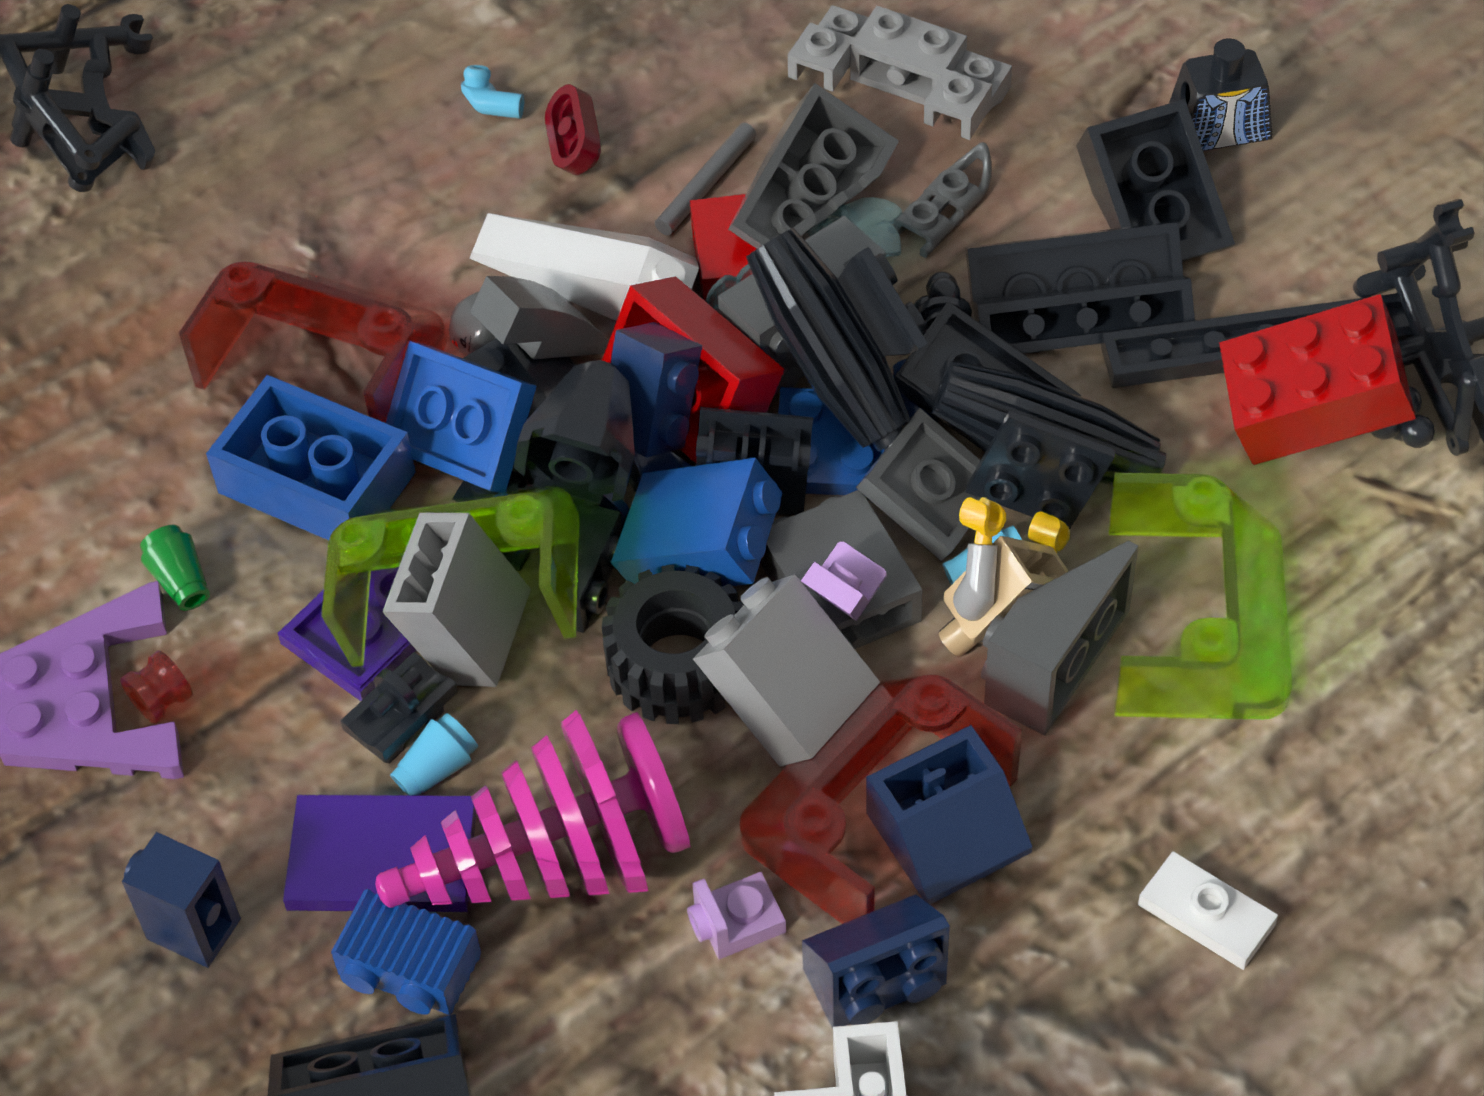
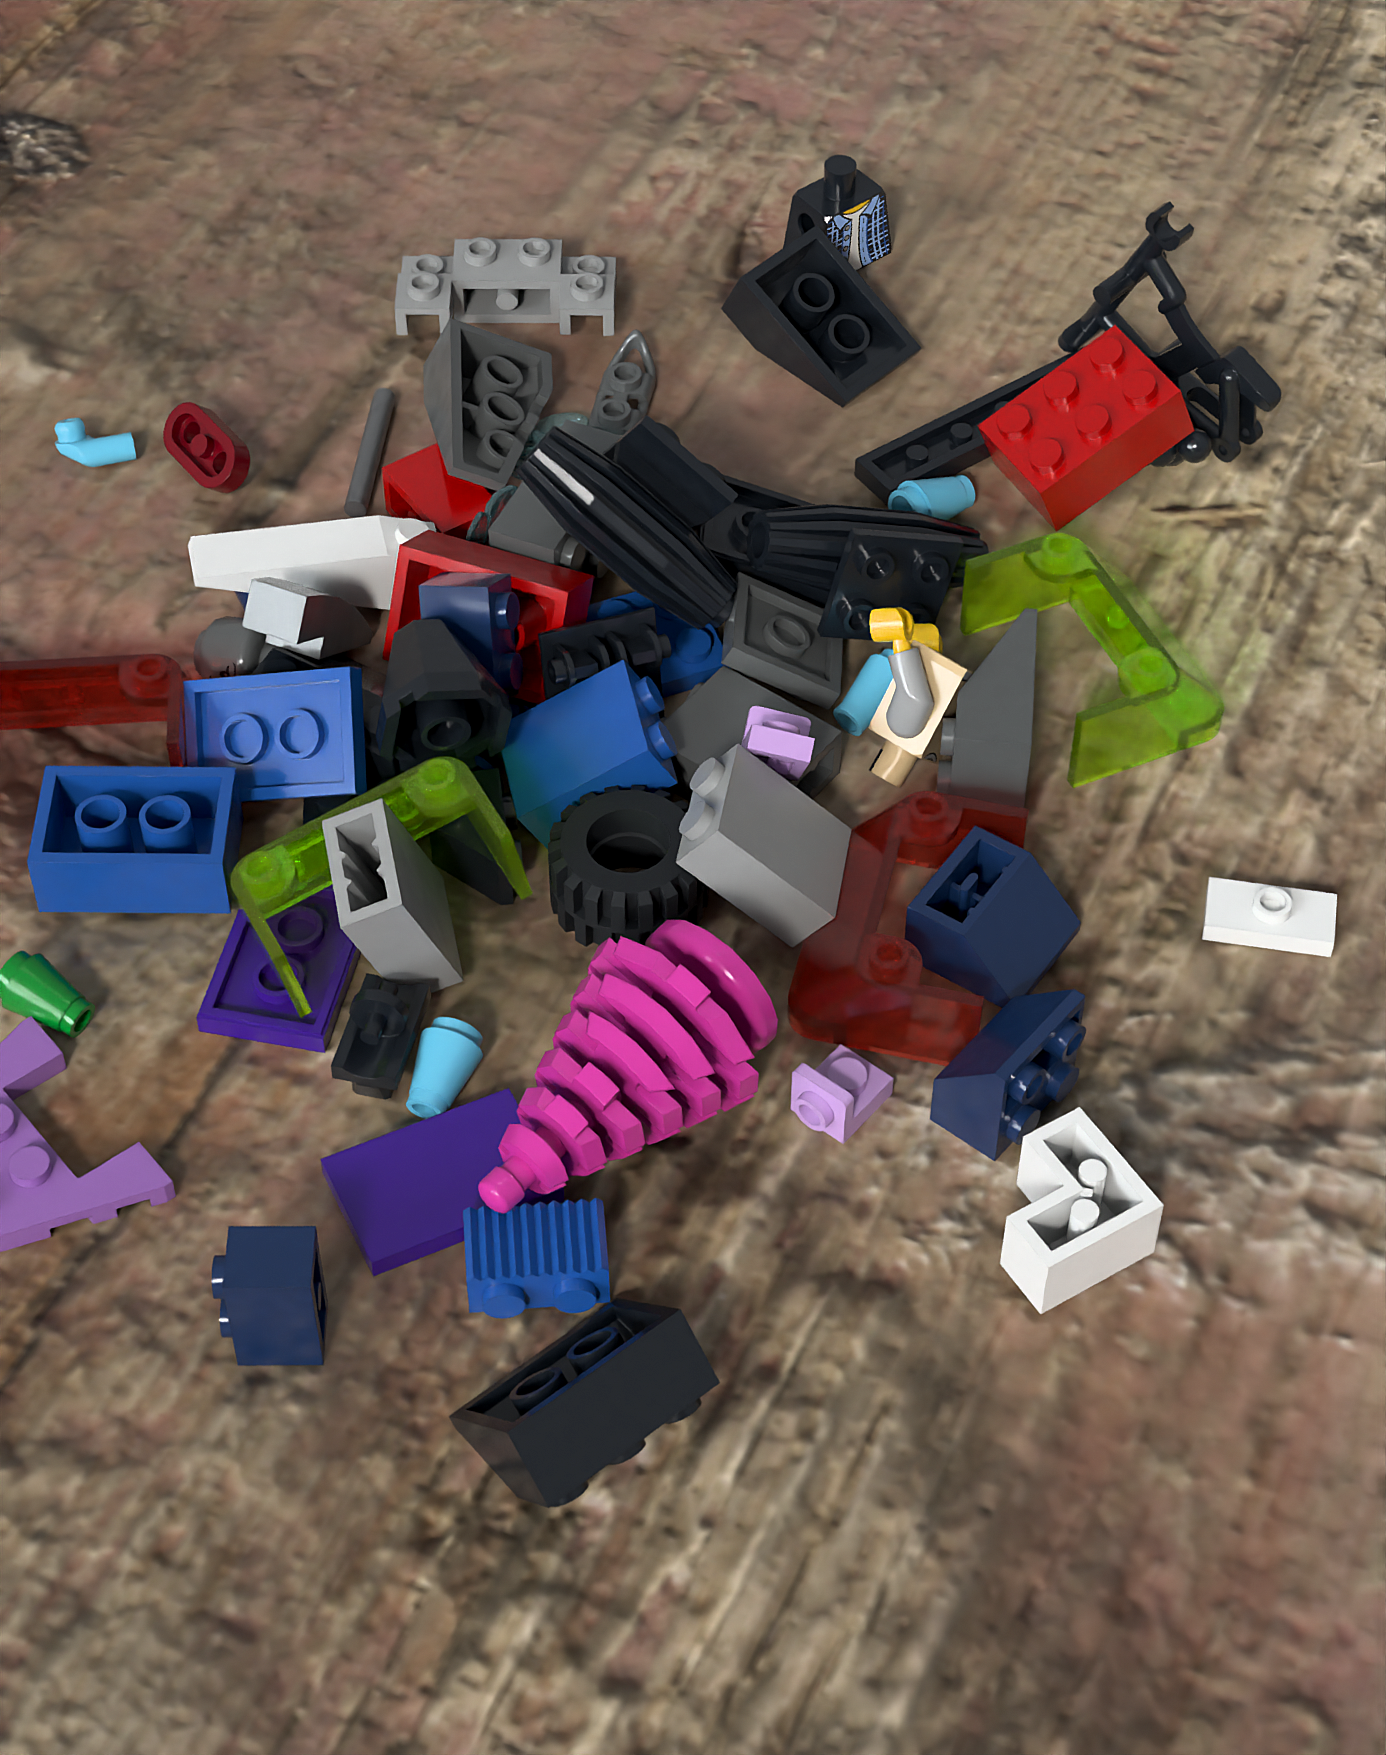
camera: 30 degrees left, 5 degrees down
(156, 686) = (99, 1115): clear red wheel -> none
(1079, 285) = (808, 423): black slope -> none
(1148, 397) = (934, 496): none -> medium azure cone

